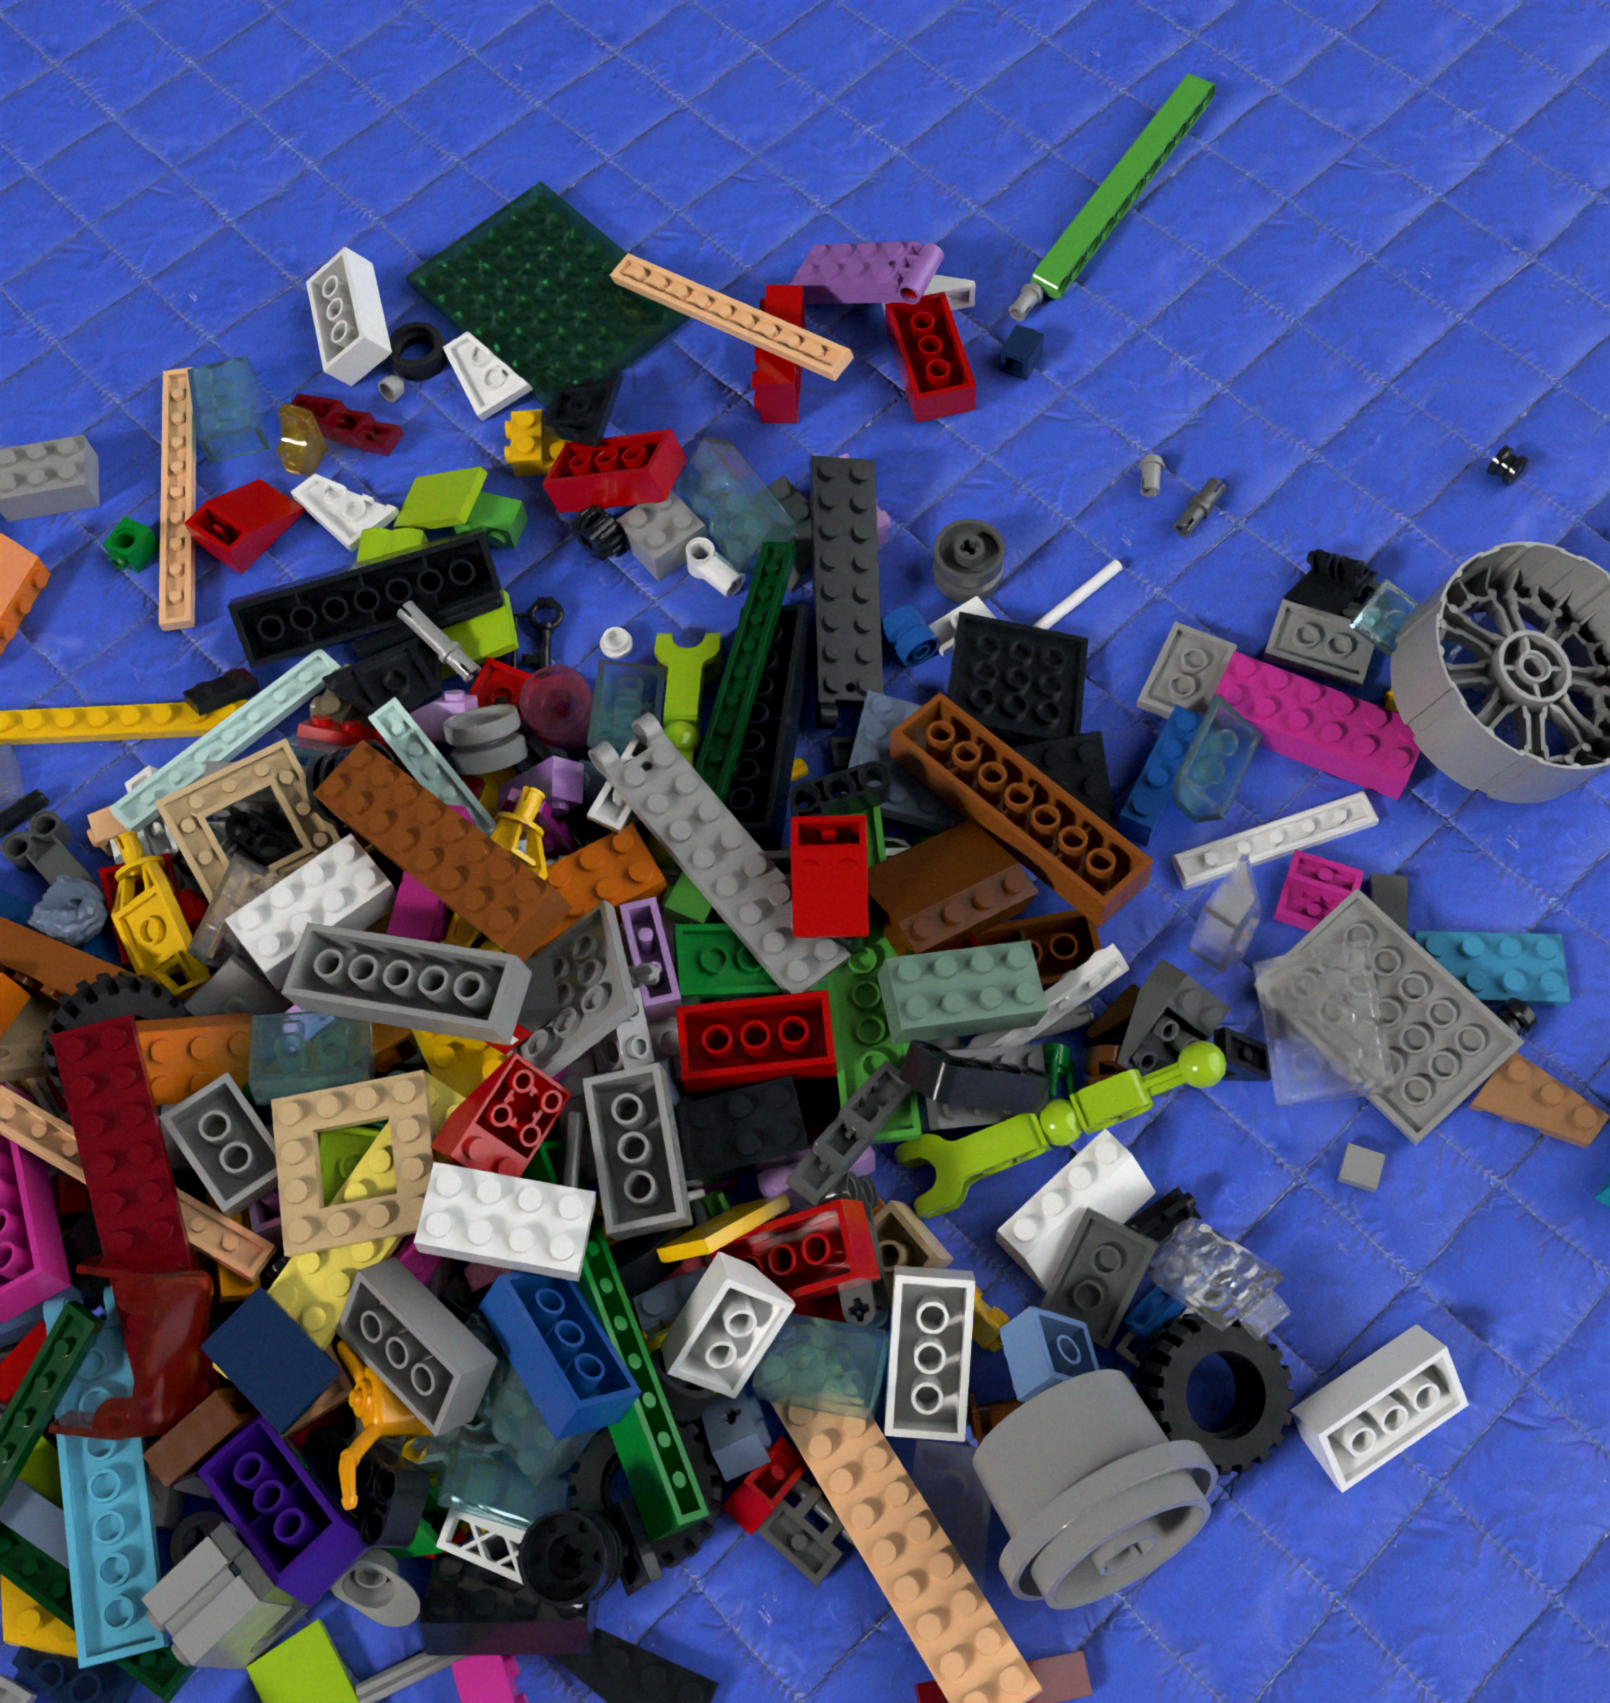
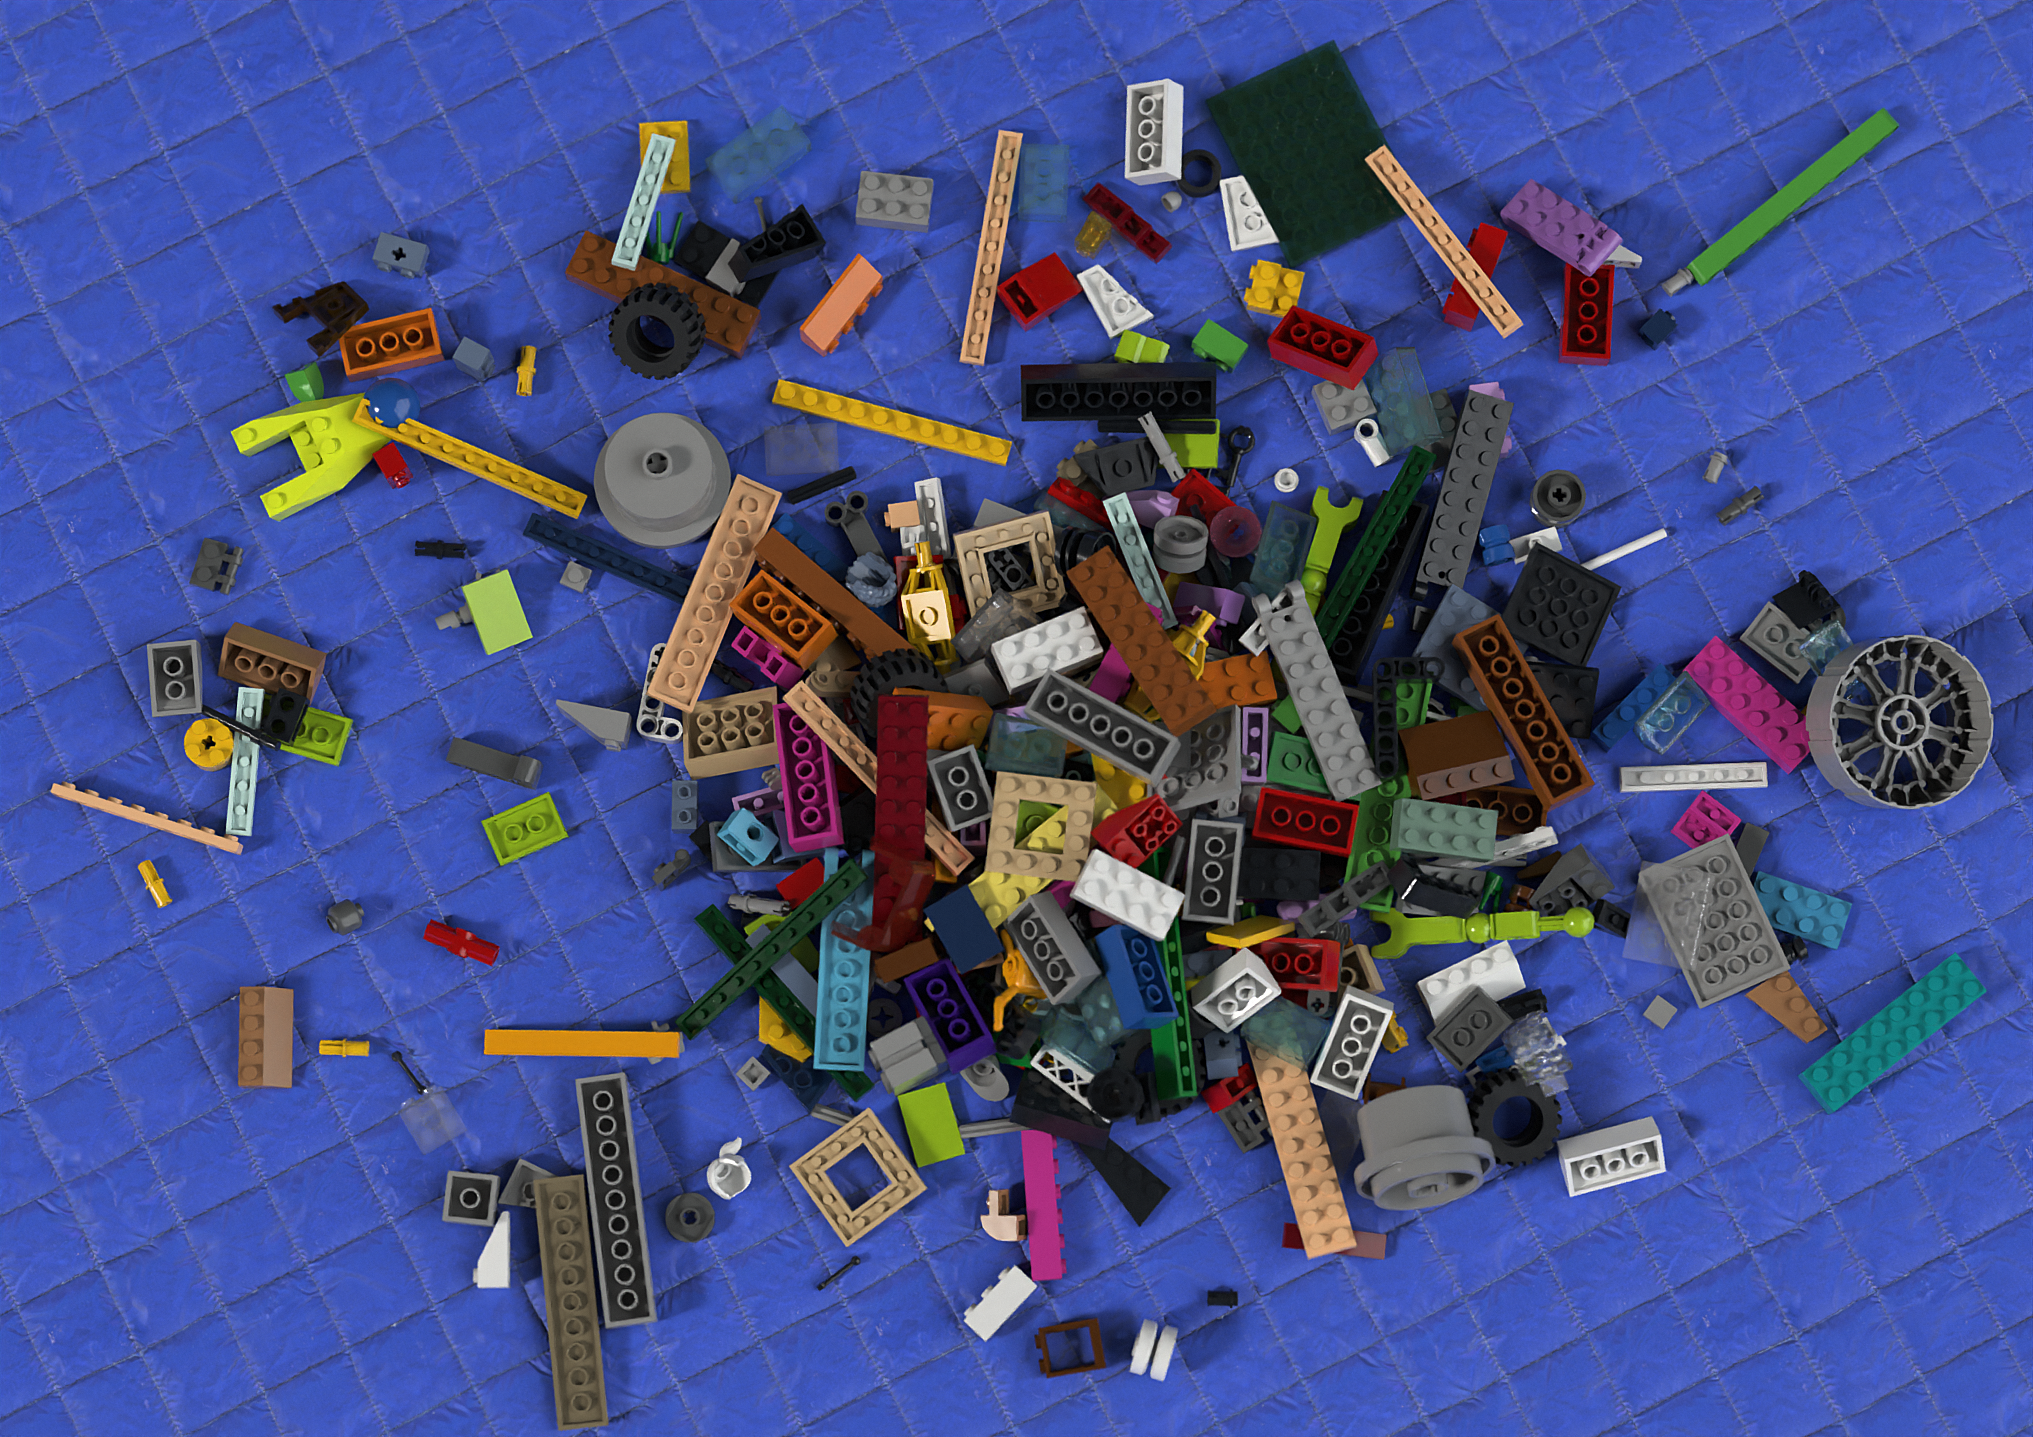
camera: 10 degrees right, 15 degrees up
(131, 545) = (953, 273): green brick -> none
(221, 691) = (996, 431): black plate -> none
(226, 739) = (995, 475): light aqua plate -> none
(441, 499) = (1187, 323): lime tile -> none
(583, 410) = (1313, 281): black wing -> none
(598, 532) = (1297, 388): black gear -> none
(829, 876) = (1383, 734): red slope -> none
(1045, 1350) = (1422, 1064): medium blue brick -> none
(1185, 672) = (1680, 636): light grey plate -> none
(1228, 919) = (1636, 829): clear wedge -> none
(1507, 465) = (1974, 545): black wheel -> none

